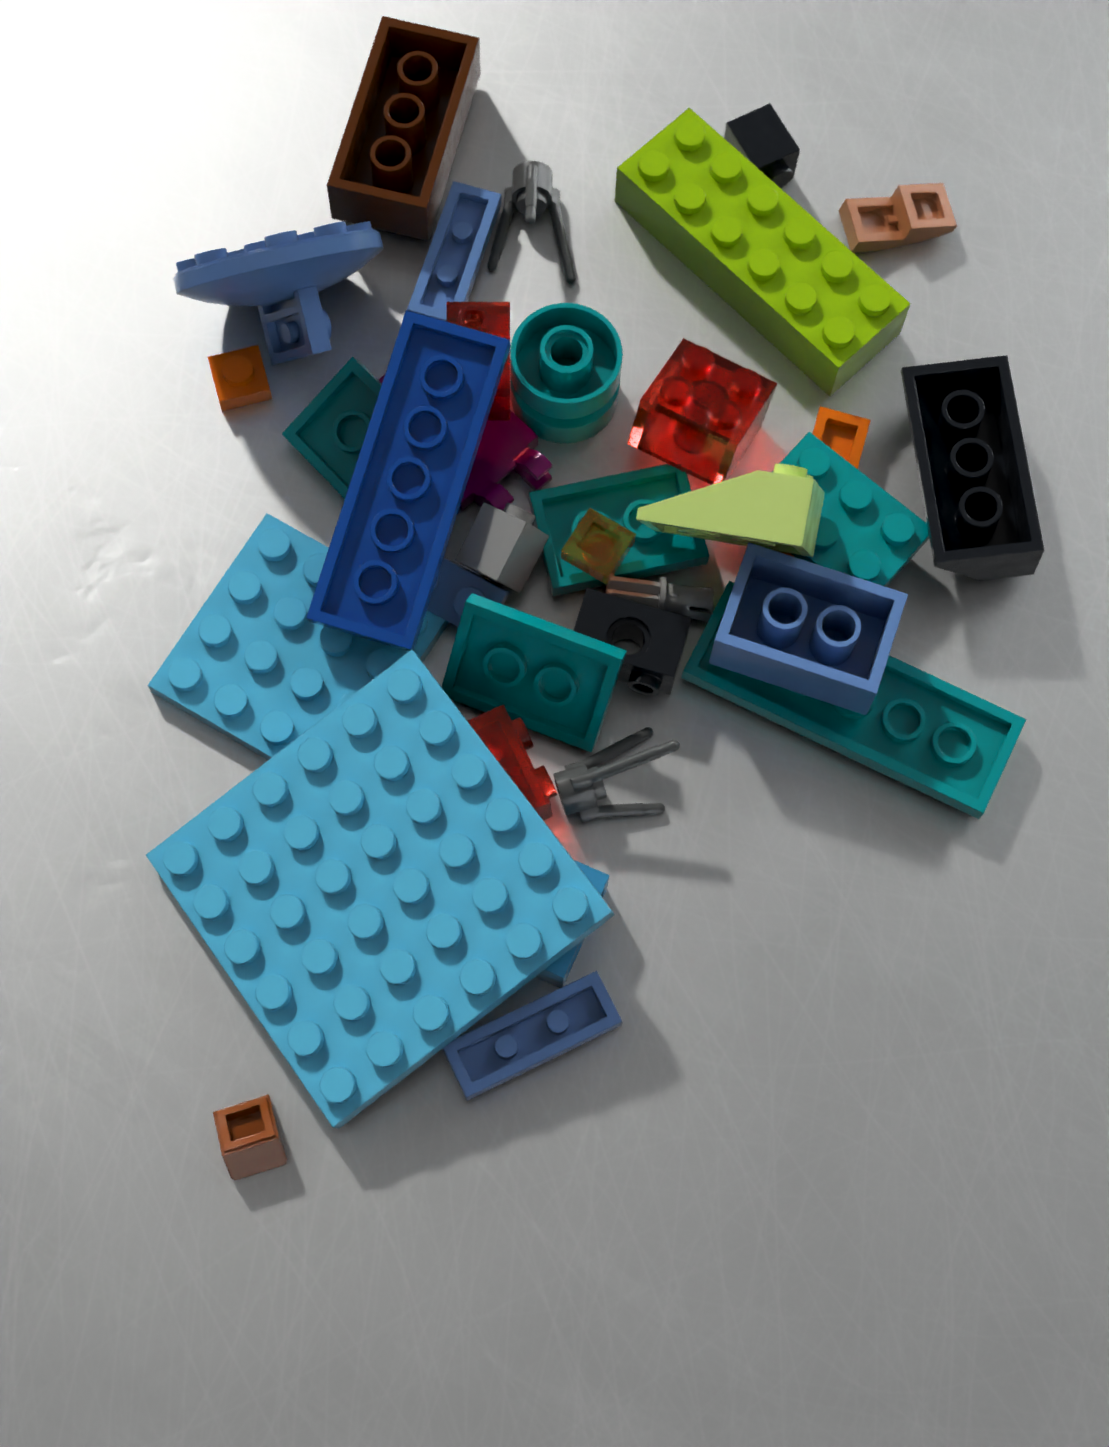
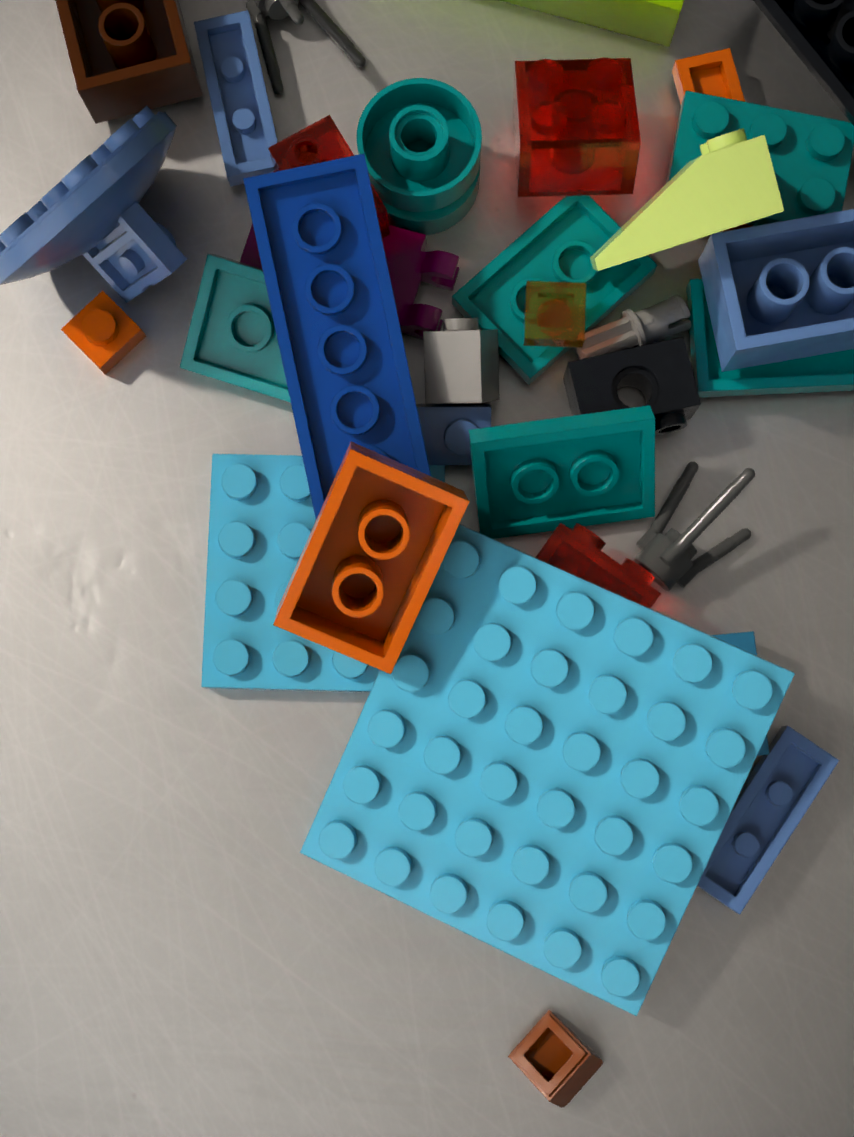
camera: 20 degrees left, 10 degrees up
(332, 641) = (371, 558): none -> orange brick

